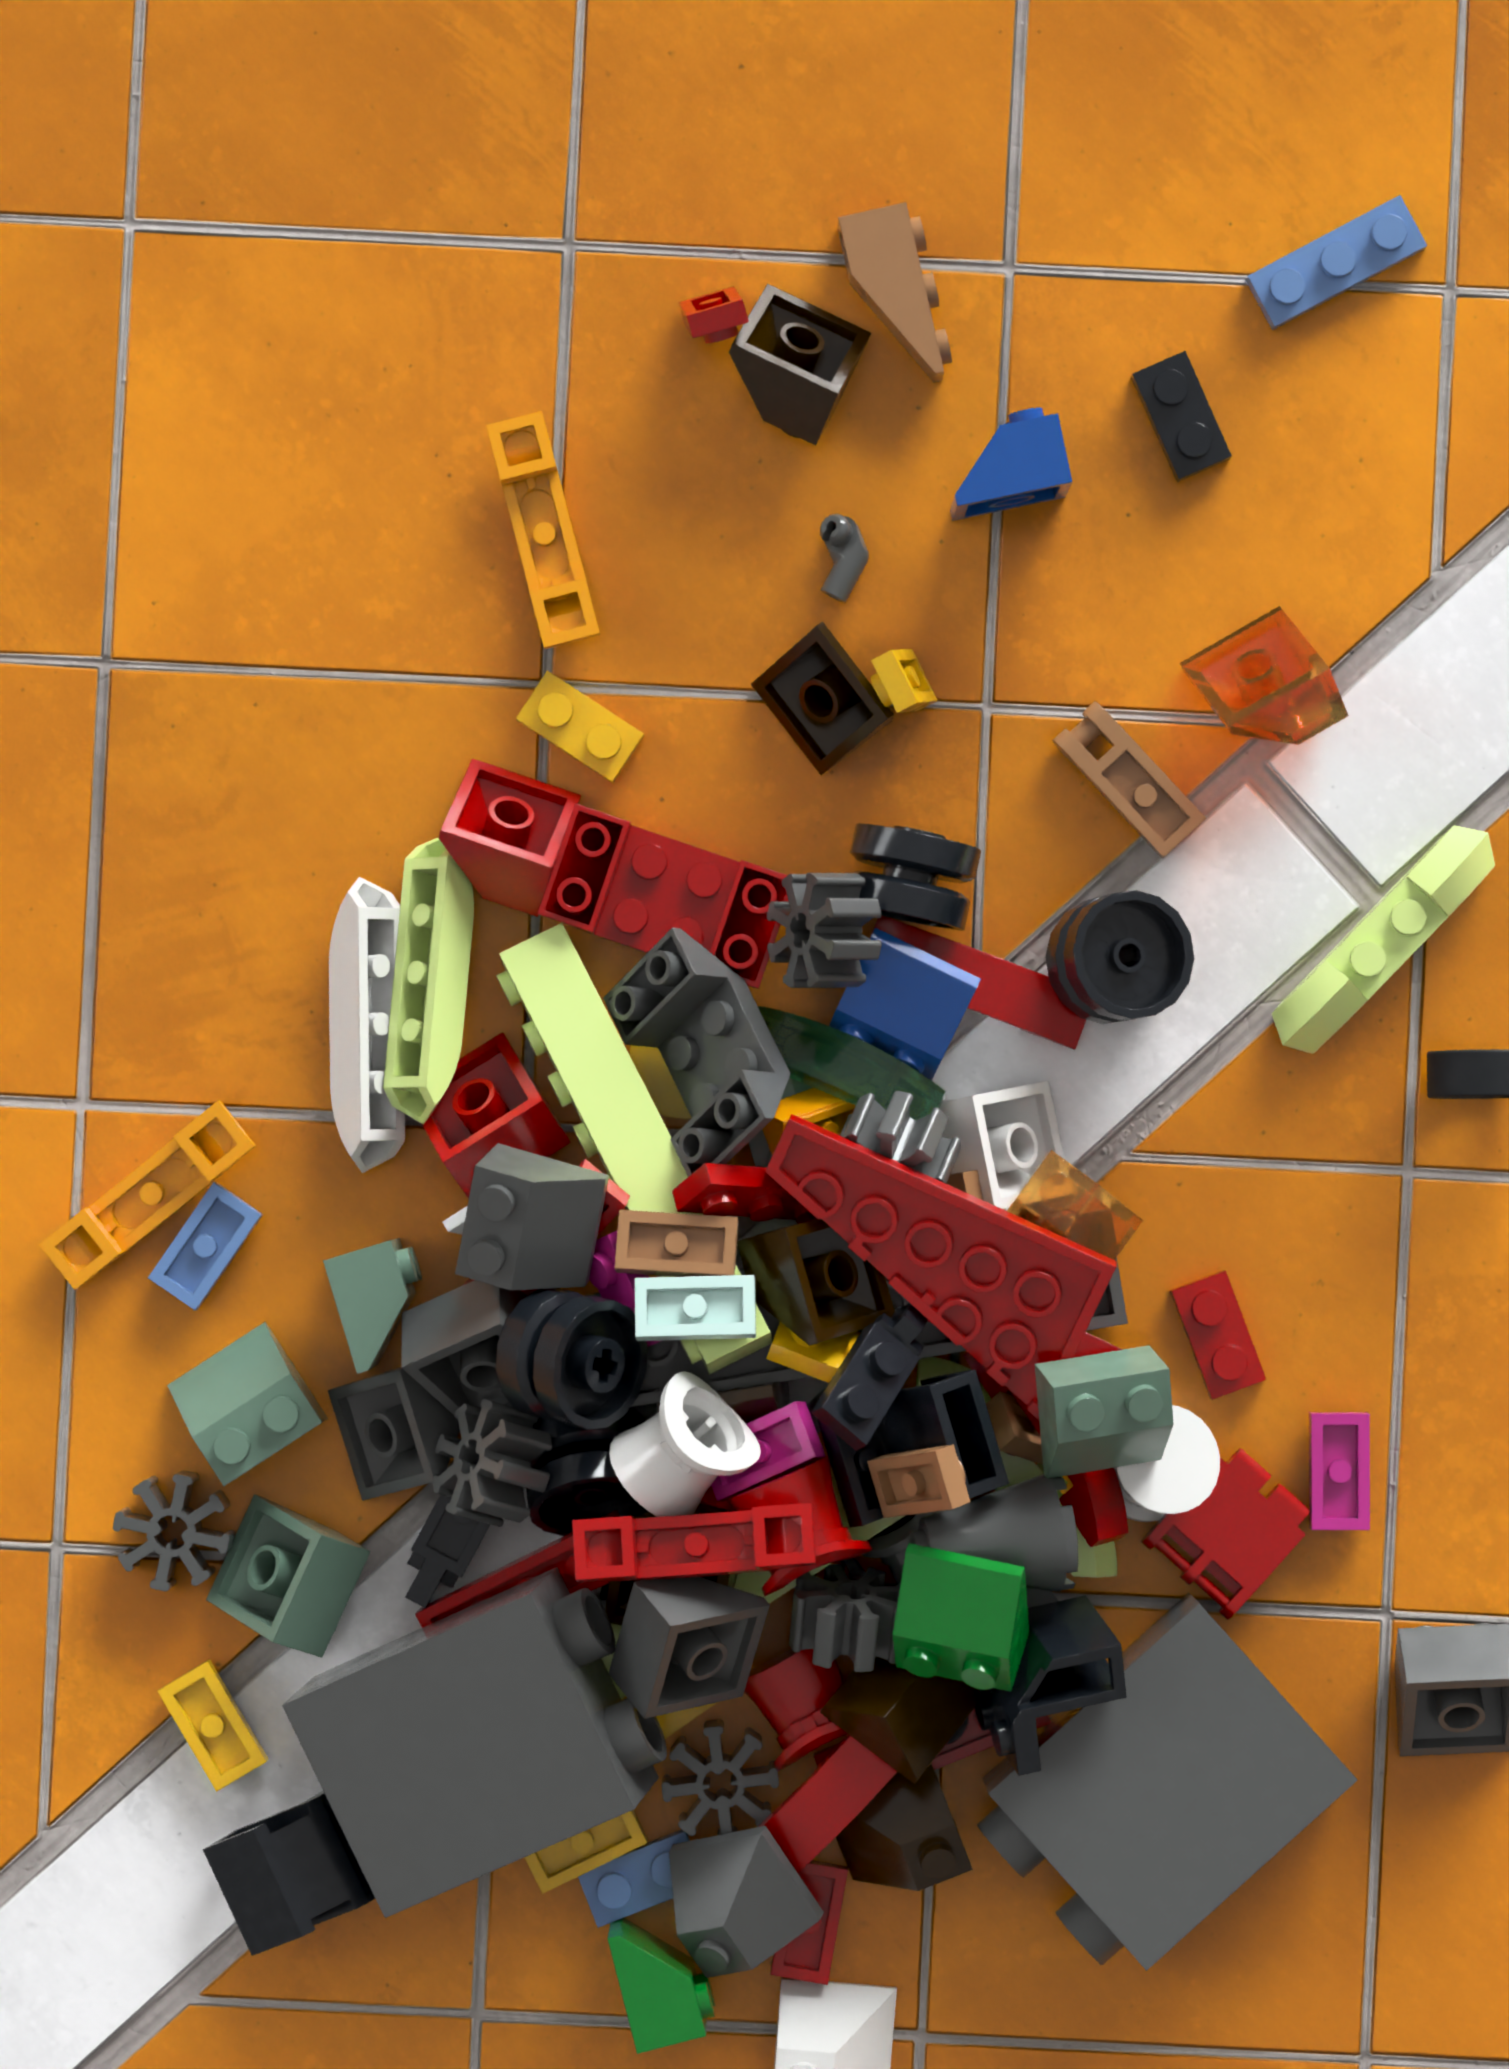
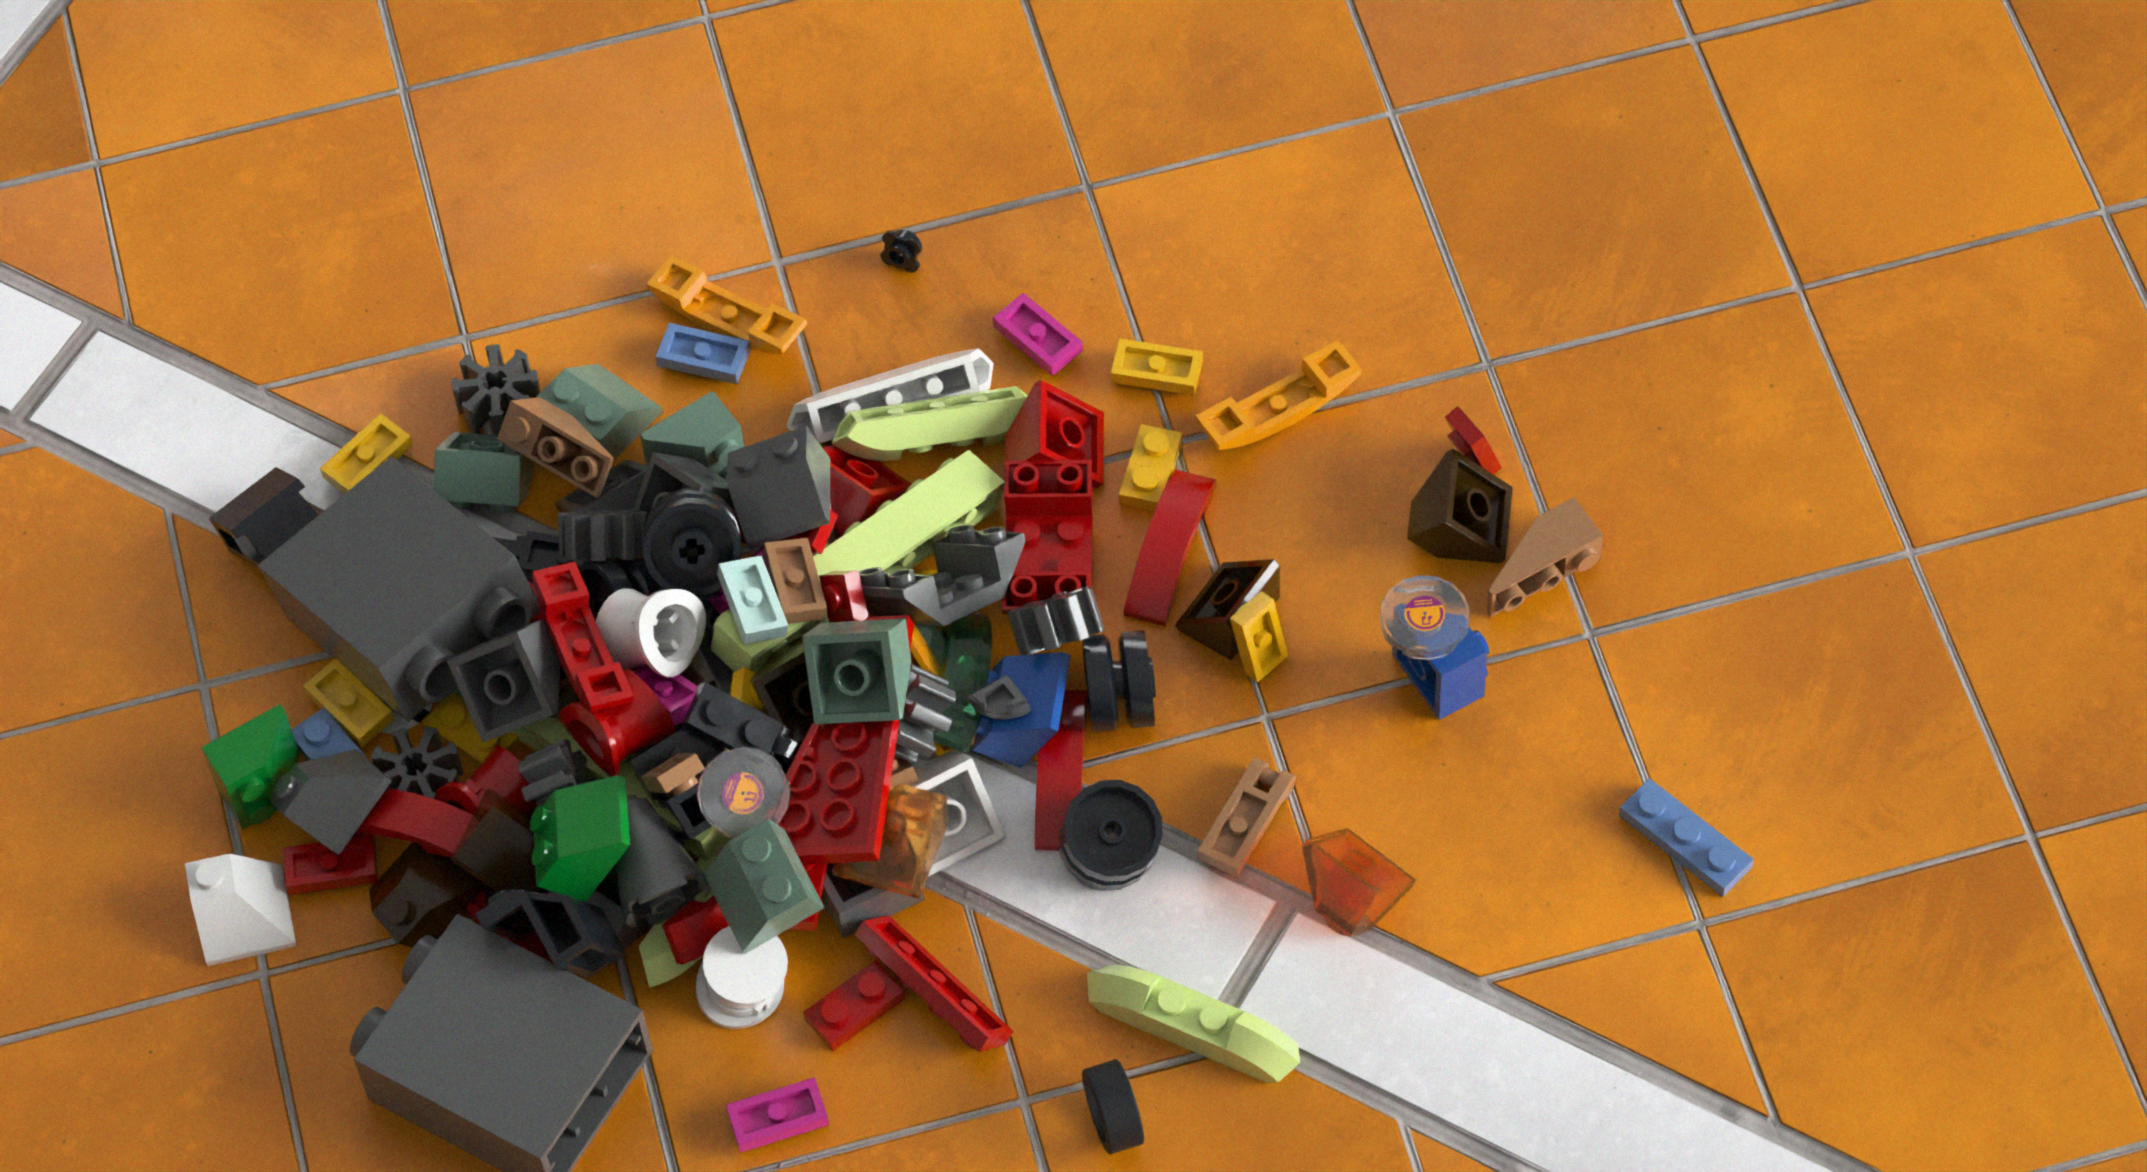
camera: 75 degrees right, 30 degrees down
(135, 939) = (901, 250): none -> black plate
(315, 1479) = (556, 443): none -> medium nougat slope
(329, 804) = (1037, 334): none -> dark pink plate
(435, 668) = (1156, 366): none -> yellow plate
(704, 740) = (1167, 546): none -> red slope
(847, 552) = (1340, 591): dark grey arm -> none
(857, 1207) = (858, 670): none -> sand green slope
(910, 1035) = (1000, 700): none -> dark grey tile
(978, 1401) = (742, 790): none -> clear tile
(990, 472) = (1424, 617): none -> clear tile
(1181, 416) = (1528, 771): black plate -> none
(1231, 1232) = (933, 983): none -> red plate
(1233, 1533) = (709, 1054): red plate -> none

